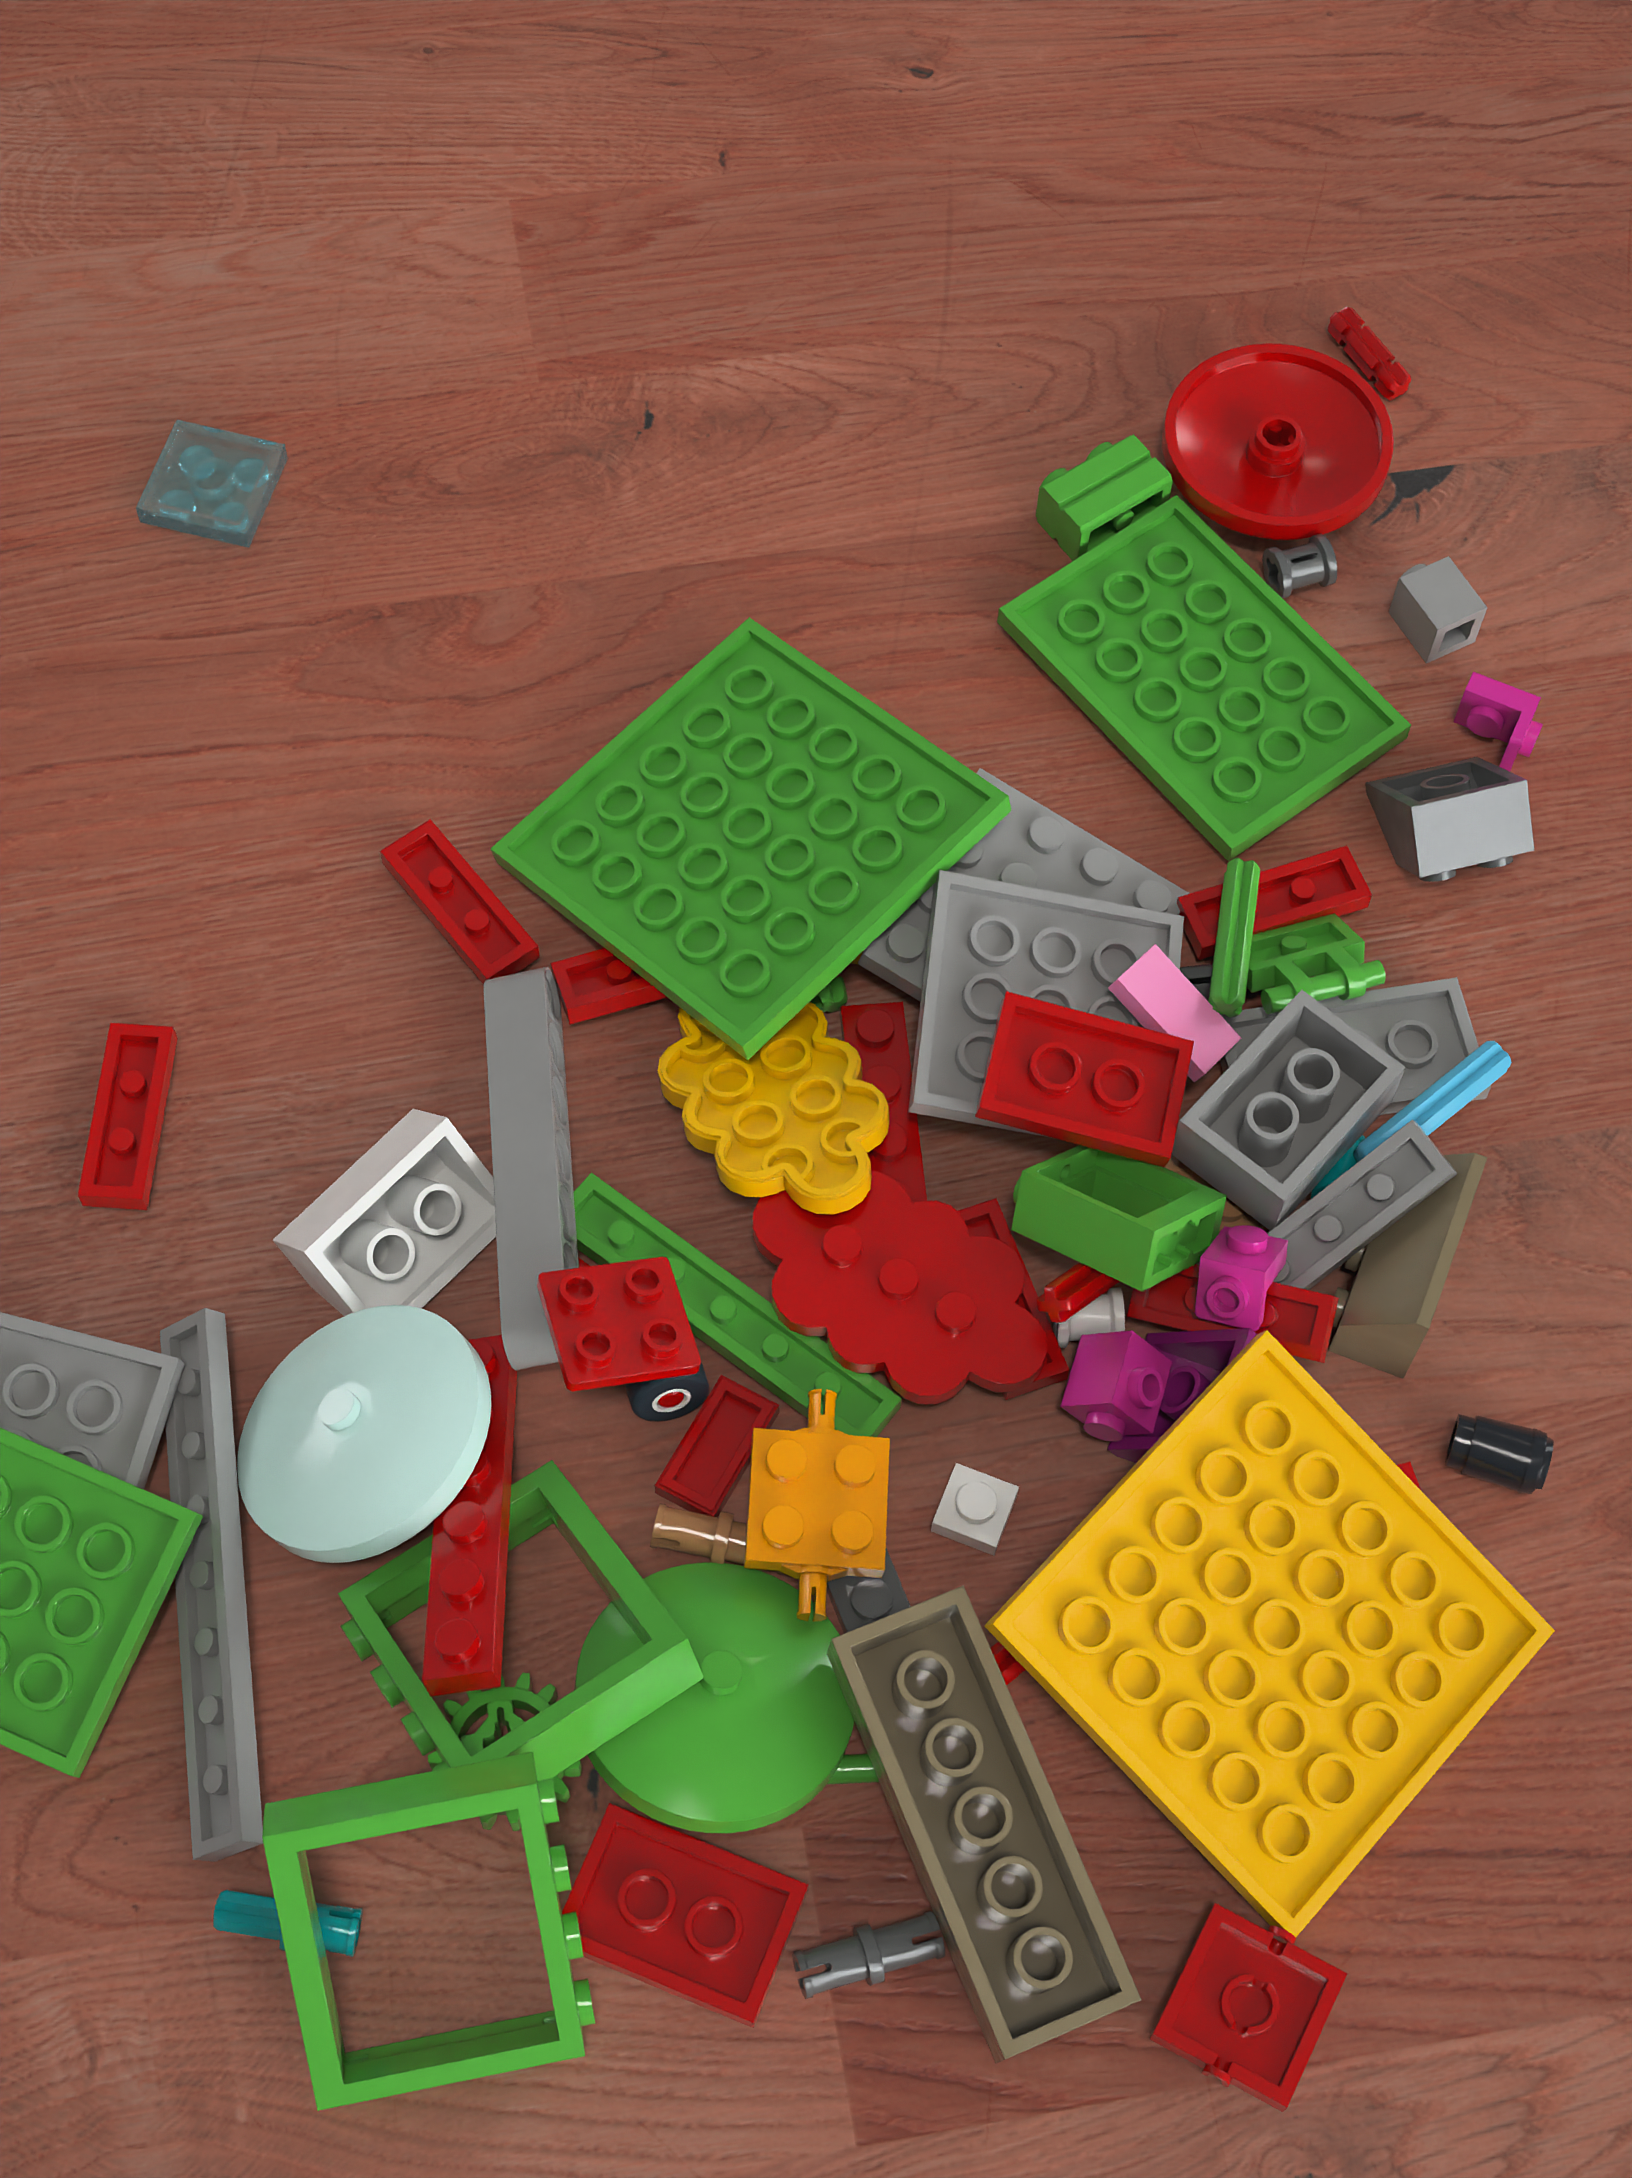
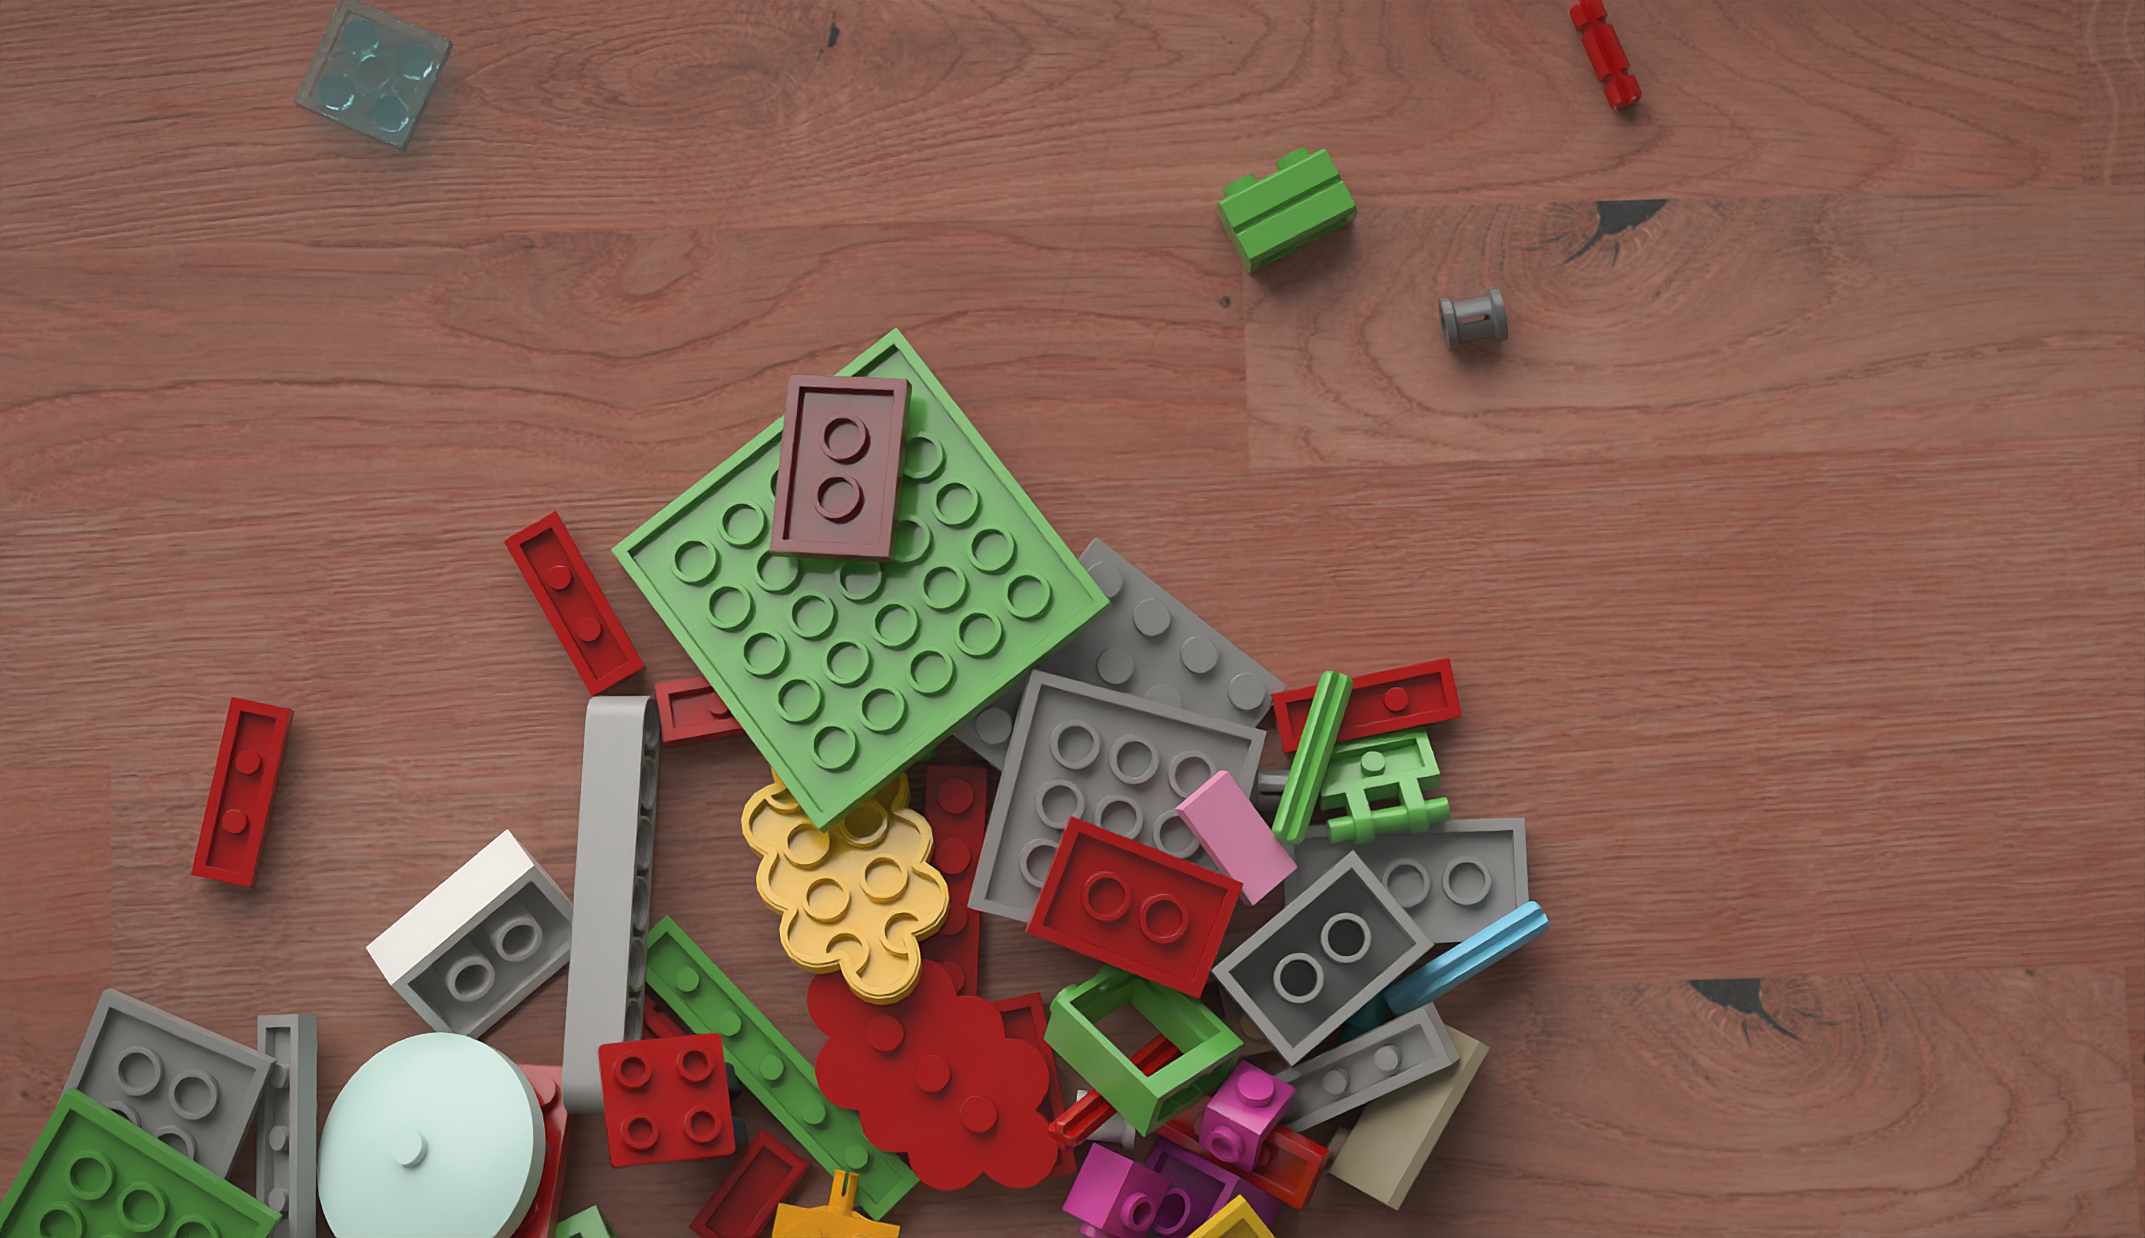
camera: 10 degrees right, 20 degrees up
(715, 728) = (841, 468): none -> plate
(1203, 676) = (1347, 434): bright green plate -> none
(1277, 441) = (1477, 170): red dish -> none
(1437, 609) = (1601, 389): light grey brick -> none
(1453, 817) = (1561, 633): slope -> none
(1501, 713) = (1632, 520): dark pink bracket -> none

